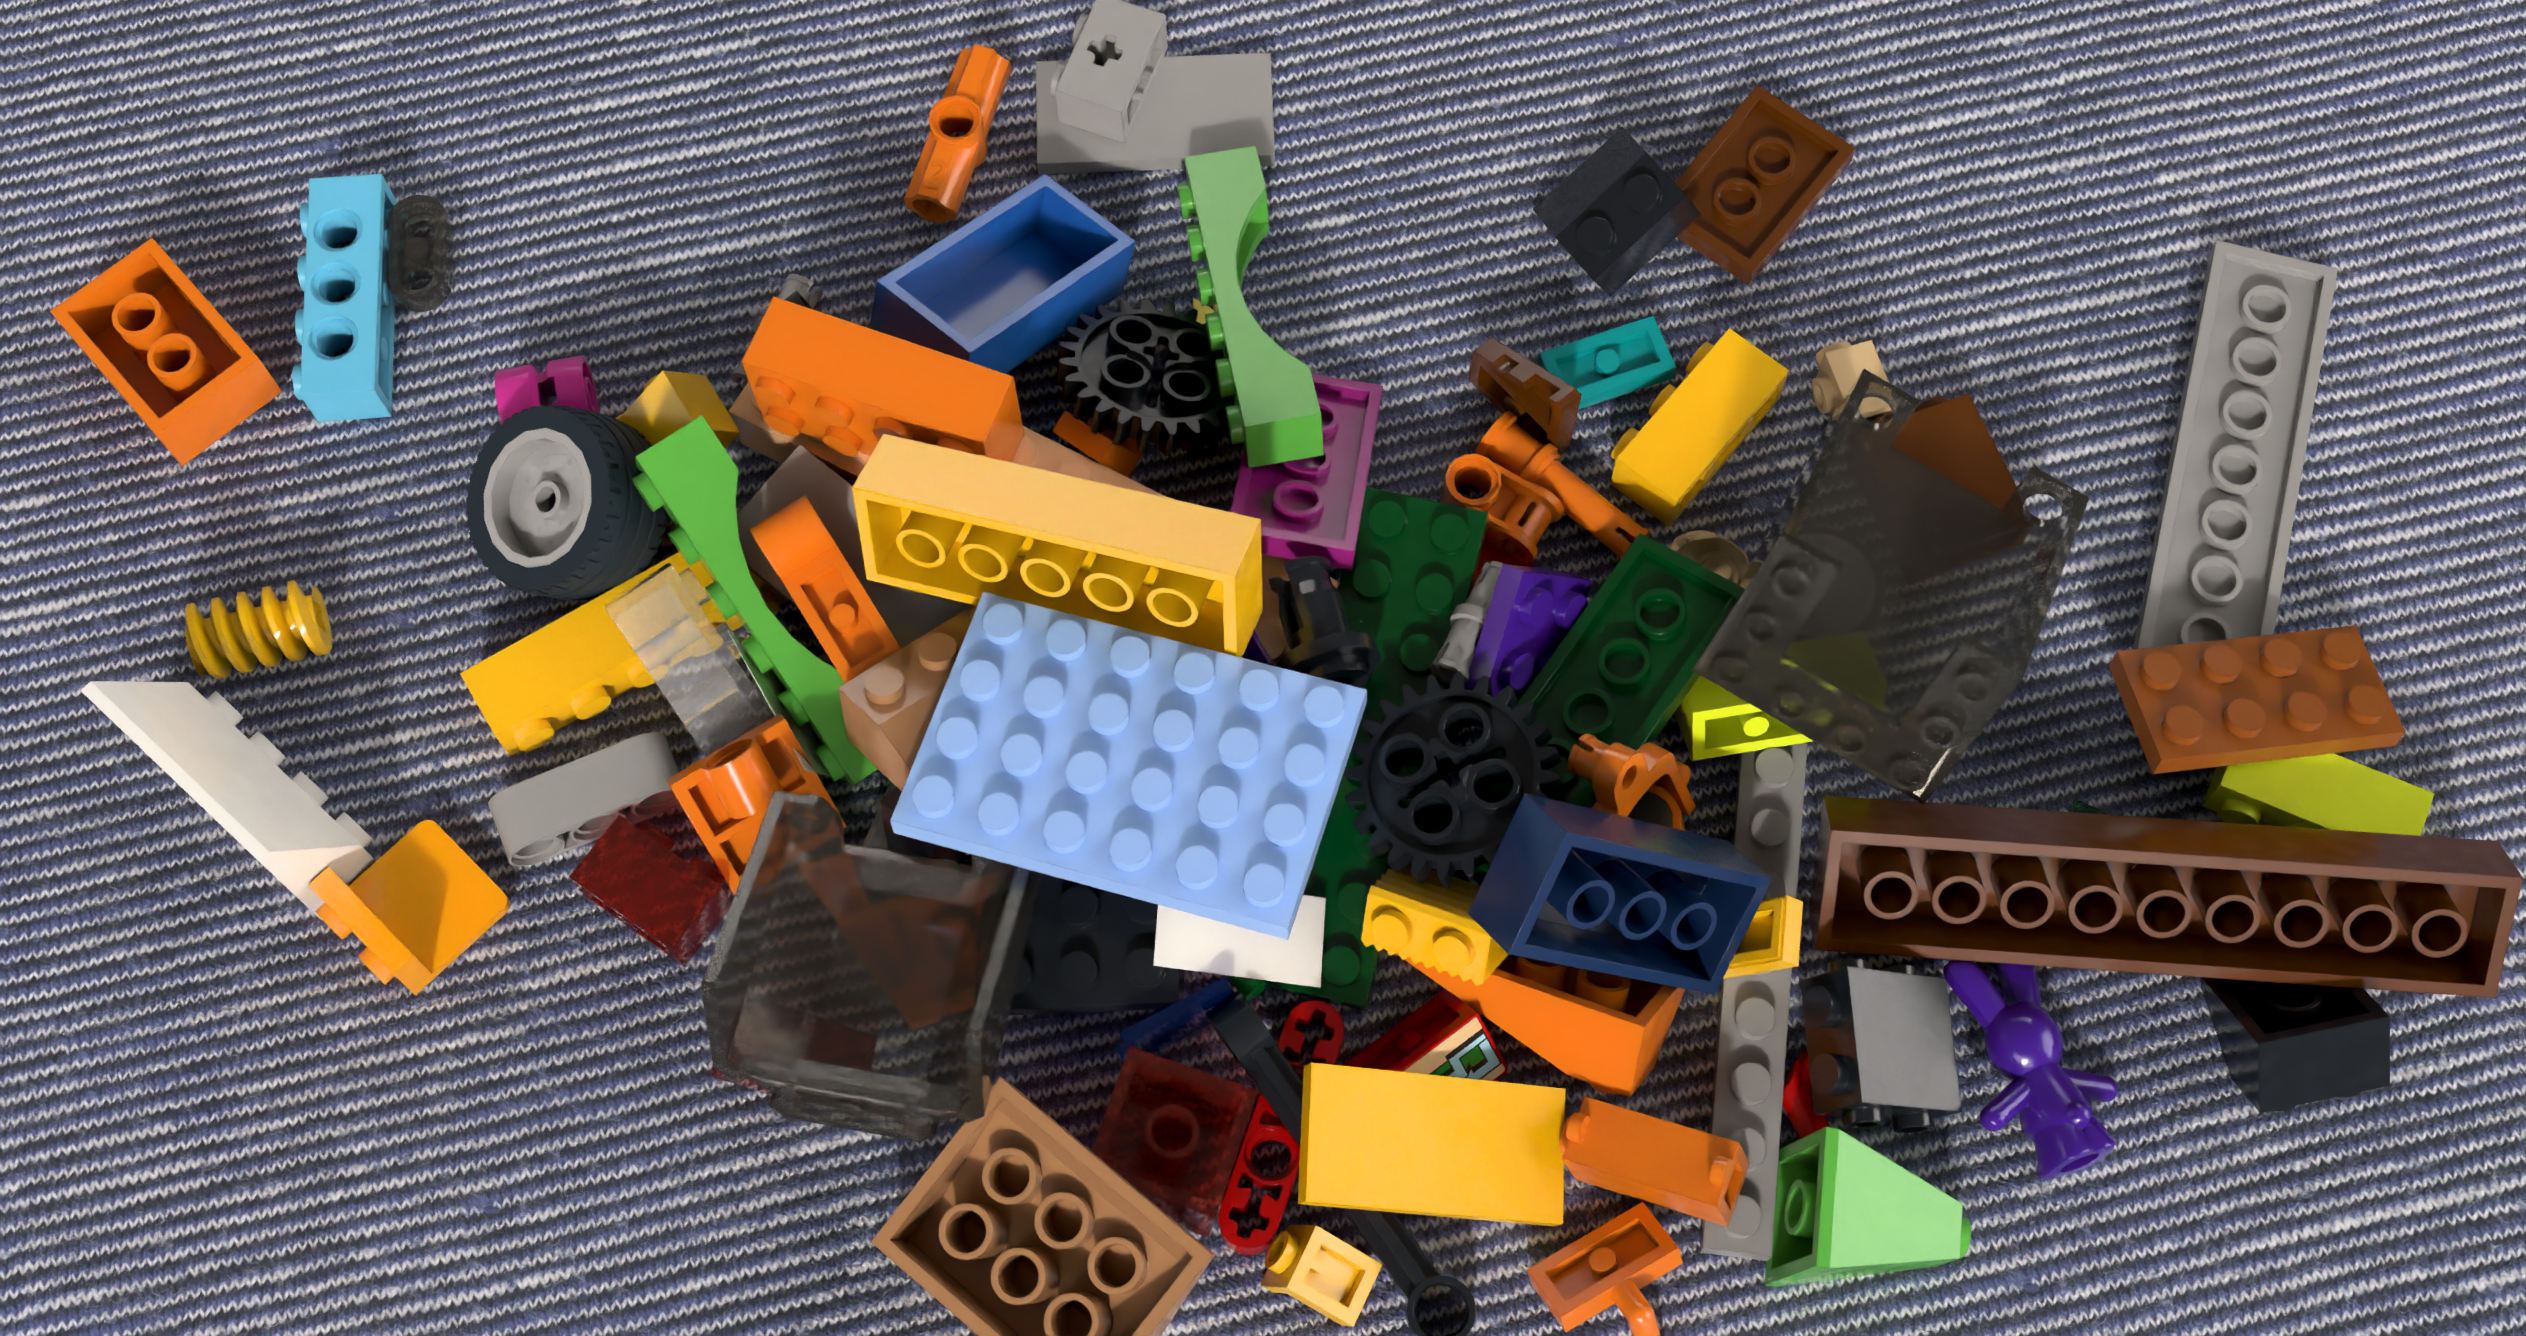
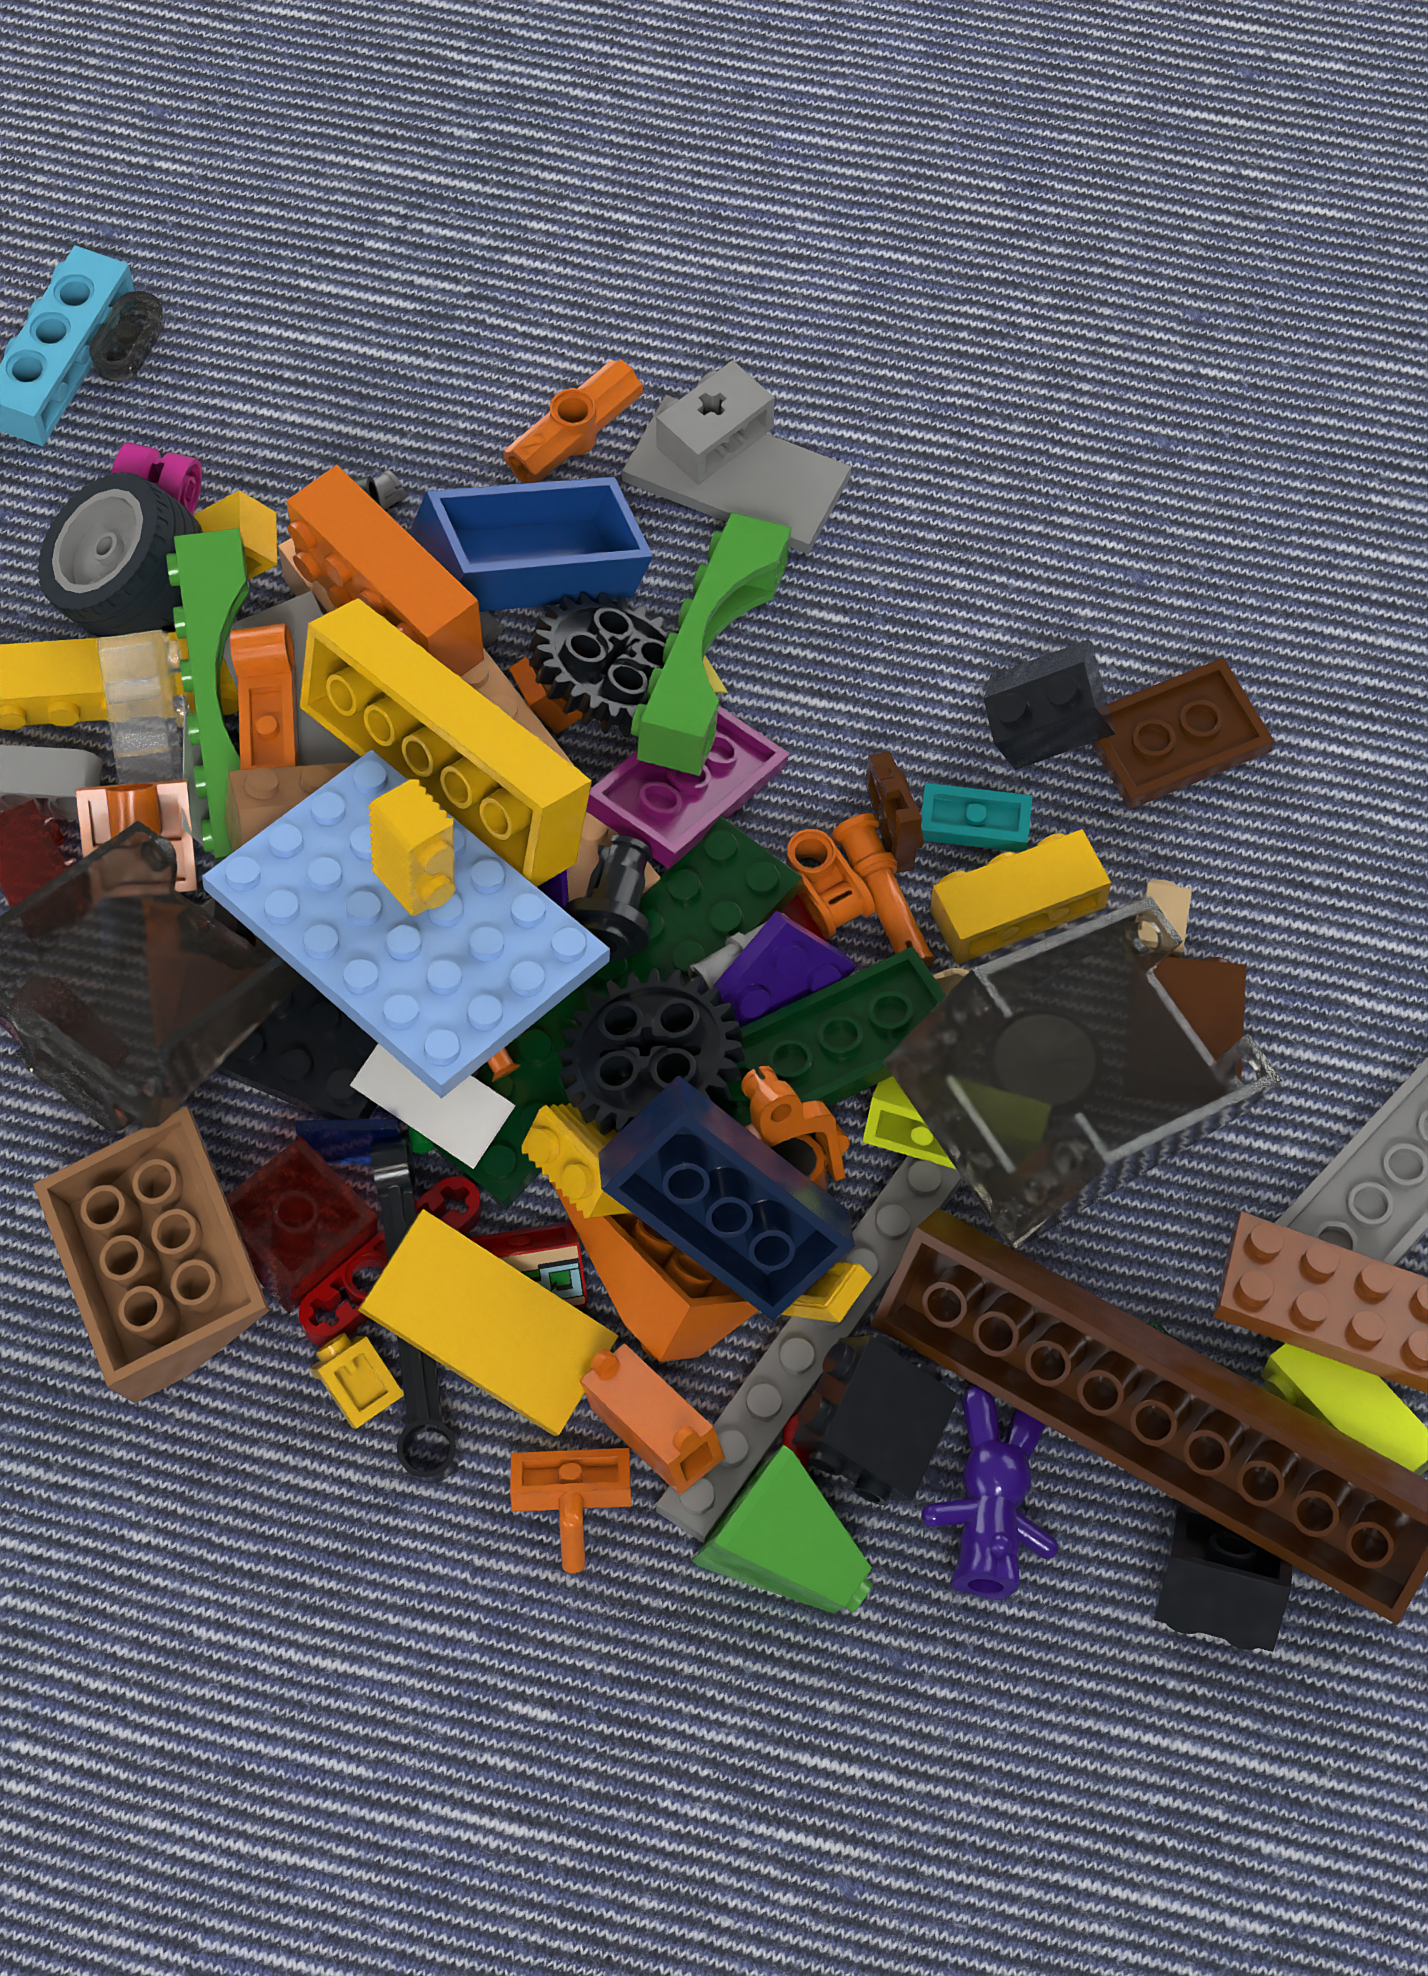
camera: 25 degrees right, 5 degrees down
(1120, 684) = (413, 847): none -> yellow brick

